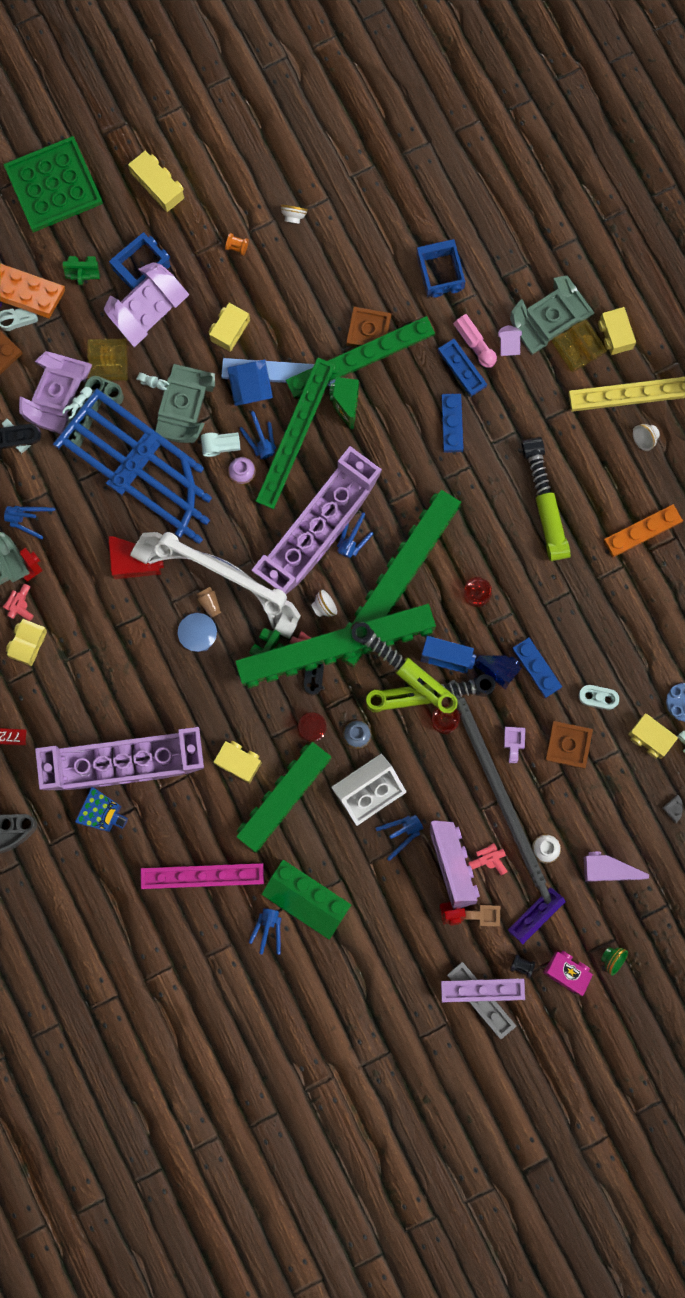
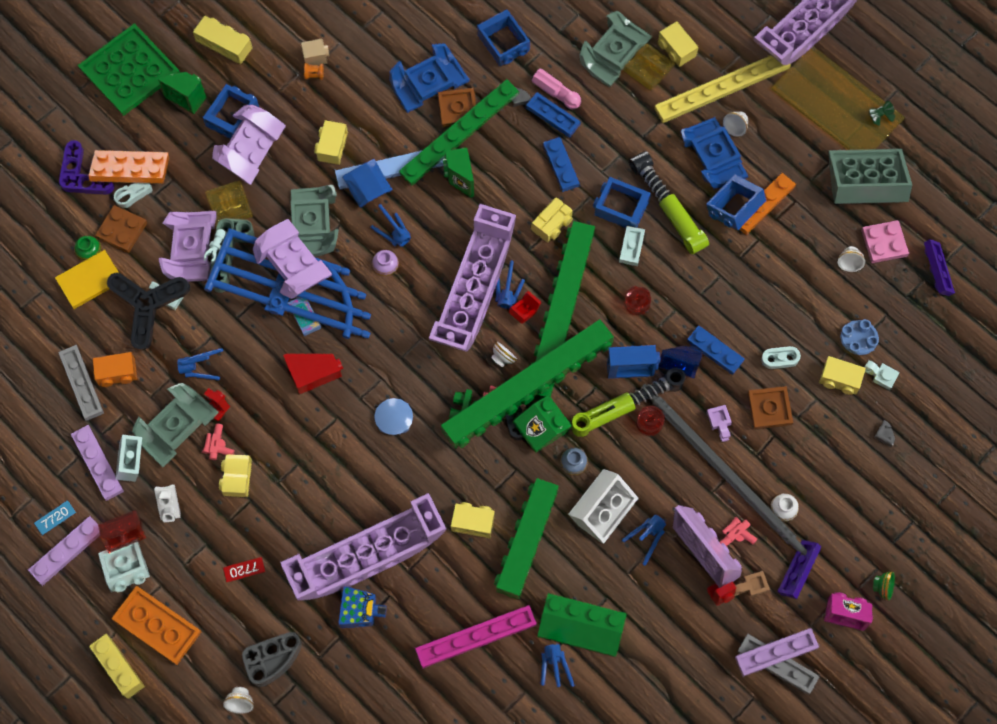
camera: 20 degrees left, 10 degrees down
(81, 270) = (179, 133): green hips -> none
(100, 226) = (183, 90): none -> green slope
(142, 510) = (306, 325): none -> tile
(146, 440) = (290, 259): none -> lavender piece
(152, 381) = (277, 209): light aqua piece -> none
(157, 547) = (336, 345): white panel -> none
(209, 602) = (396, 386): medium nougat cone -> none
(215, 444) = (353, 246): light aqua piece -> none
(244, 224) = (315, 52): none -> tan brick
(293, 214) = (356, 30): white piece -> none
(295, 433) = (424, 213): green plate -> none
(312, 727) = (530, 466): clear red wheel -> none
(337, 688) = (542, 423): none -> green slope
(349, 287) = (427, 78): none -> blue piece
(362, 564) = (525, 308): none -> red bracket
(405, 668) = (600, 382): piece -> none
(421, 480) = (551, 220): none -> light yellow brick
(438, 339) = (522, 98): none -> flat silver tile
(492, 533) = (632, 245): none -> light aqua plate
(500, 509) = (617, 217): none -> blue window
(509, 340) = (587, 80): lavender tile -> none
(522, 966) = (804, 619): black bush -> none
(604, 510) = (727, 192): none -> blue window
(605, 868) = (848, 505): lavender slope -> none
(612, 461) = (715, 152): none -> blue piece

